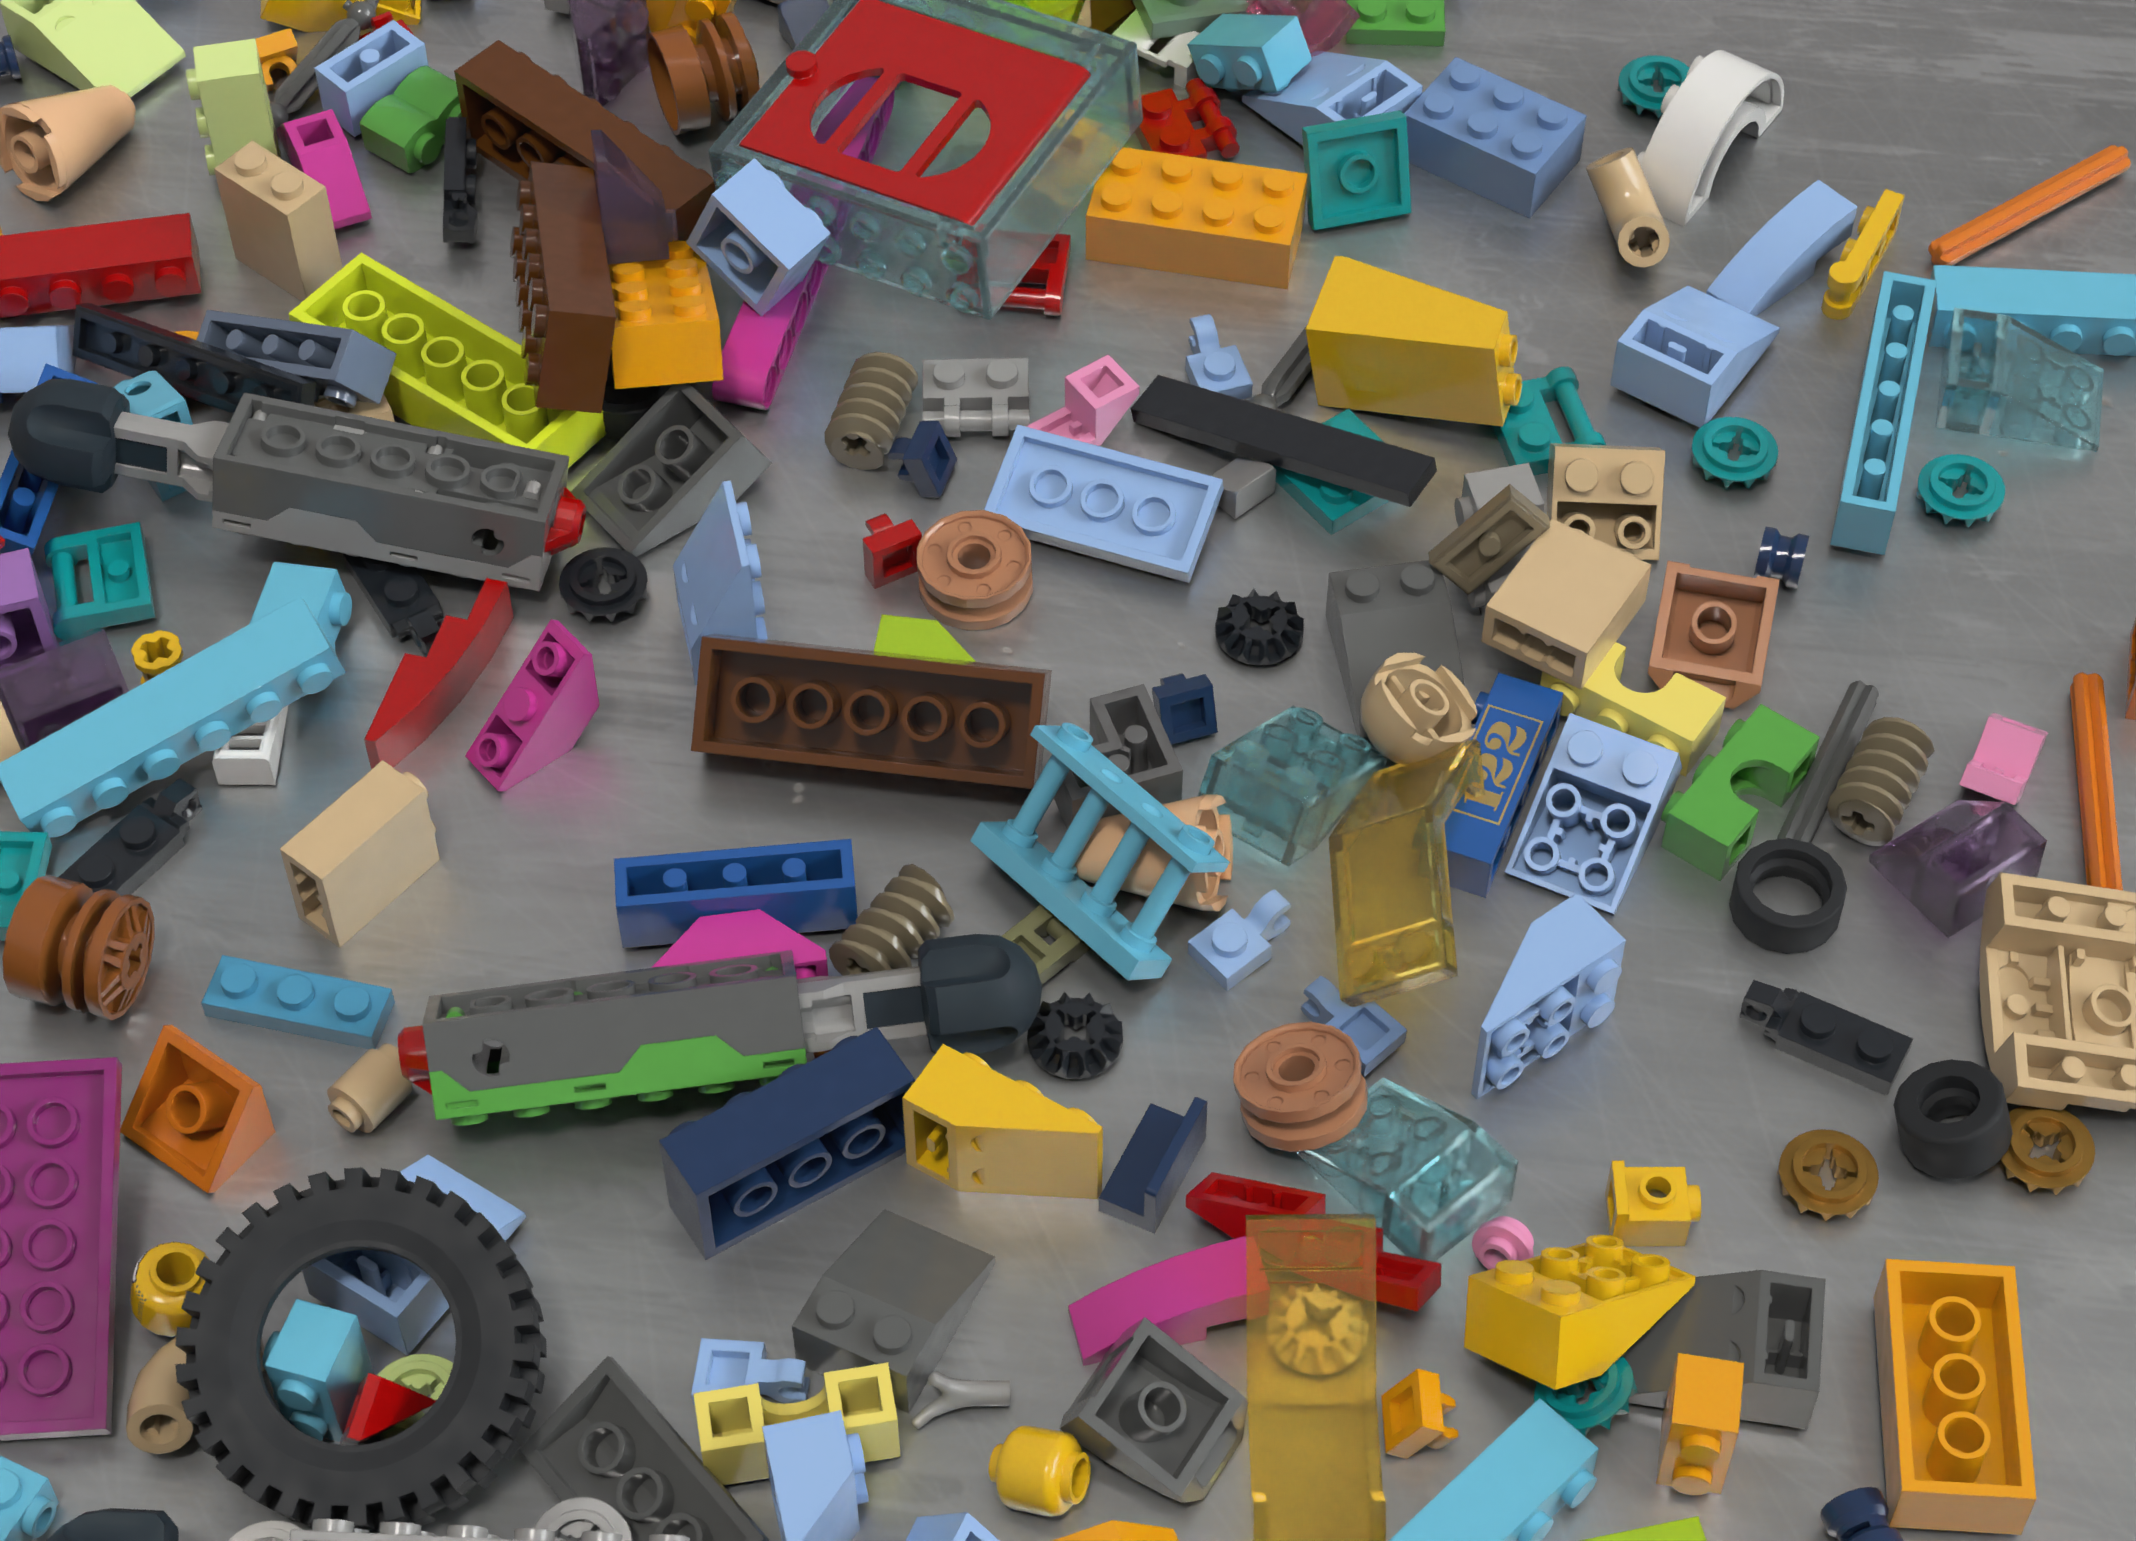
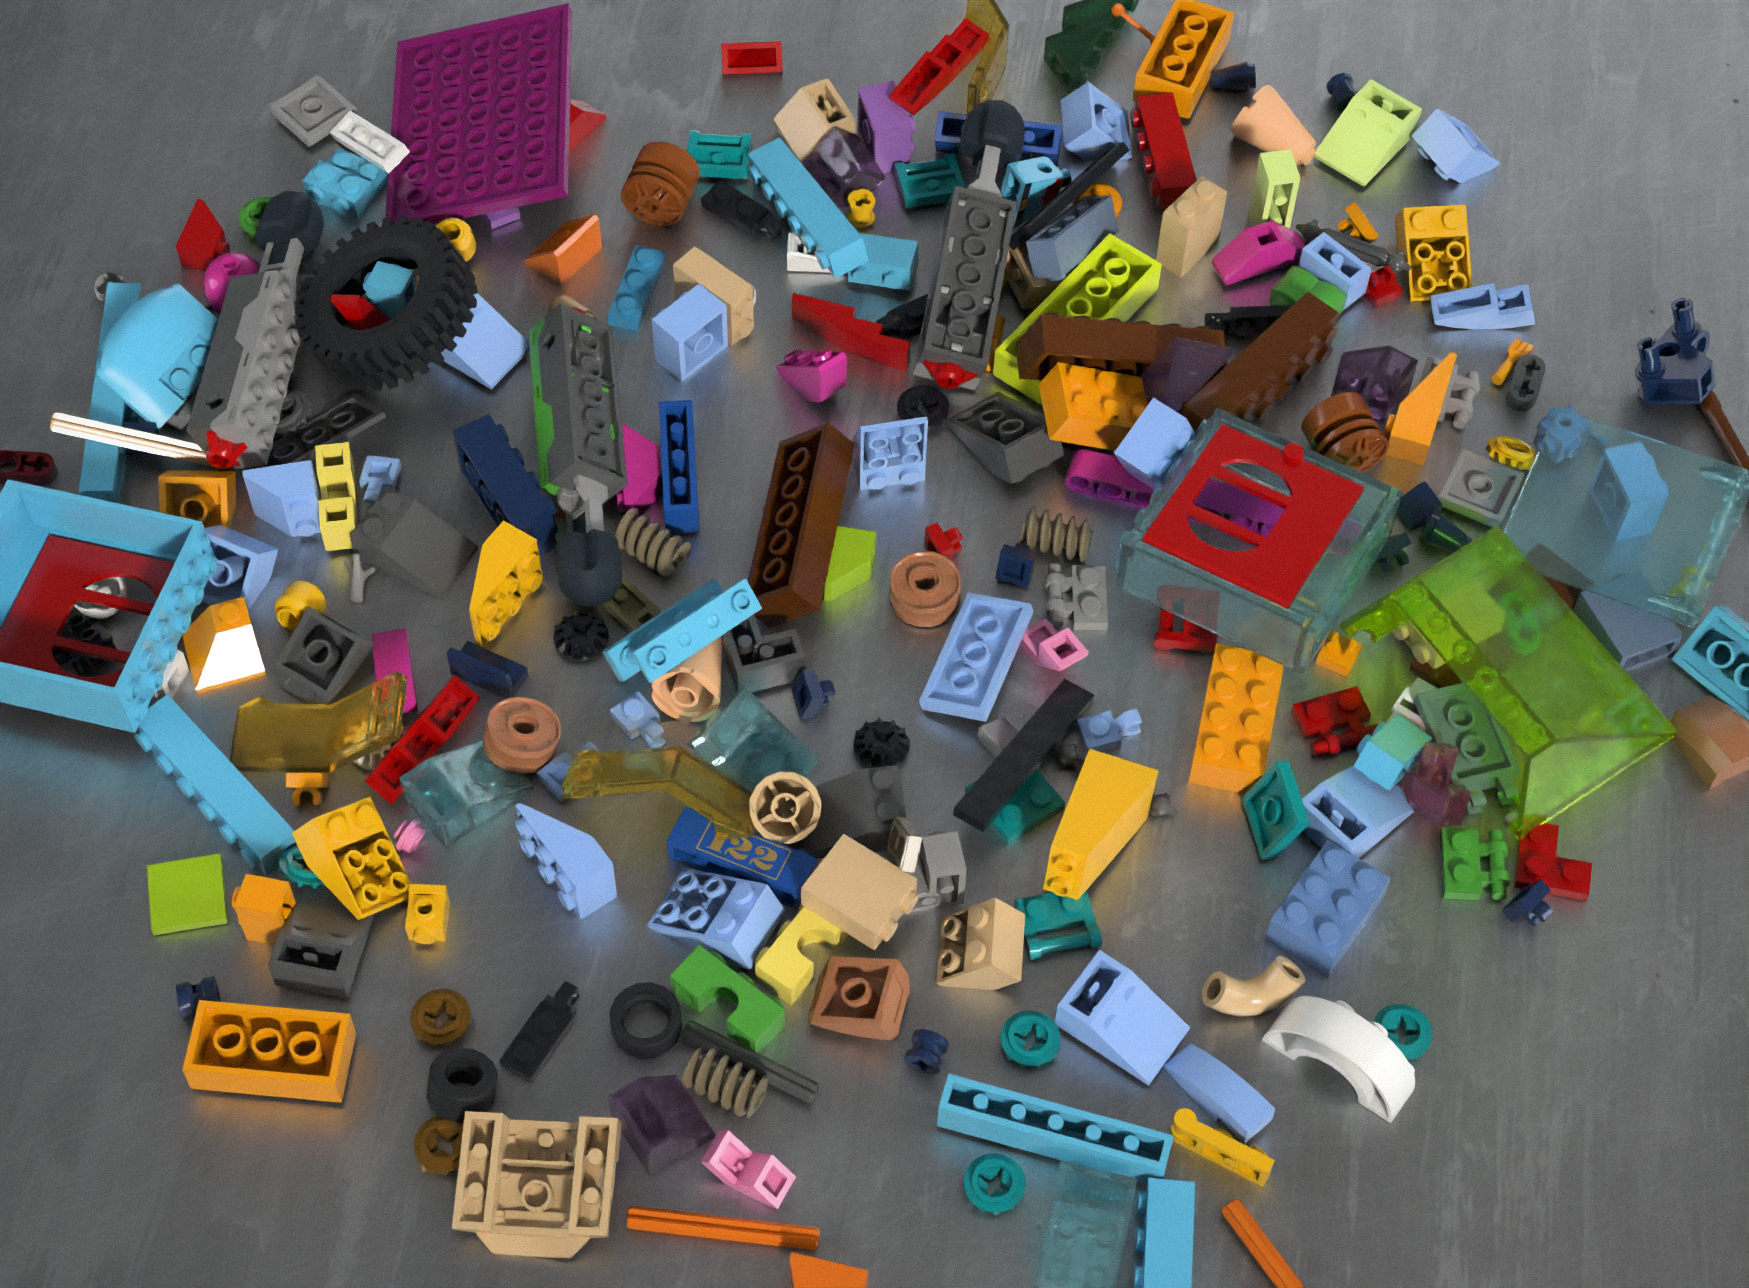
camera: 90 degrees right, 5 degrees up
(443, 884) = (690, 332): none -> light blue brick

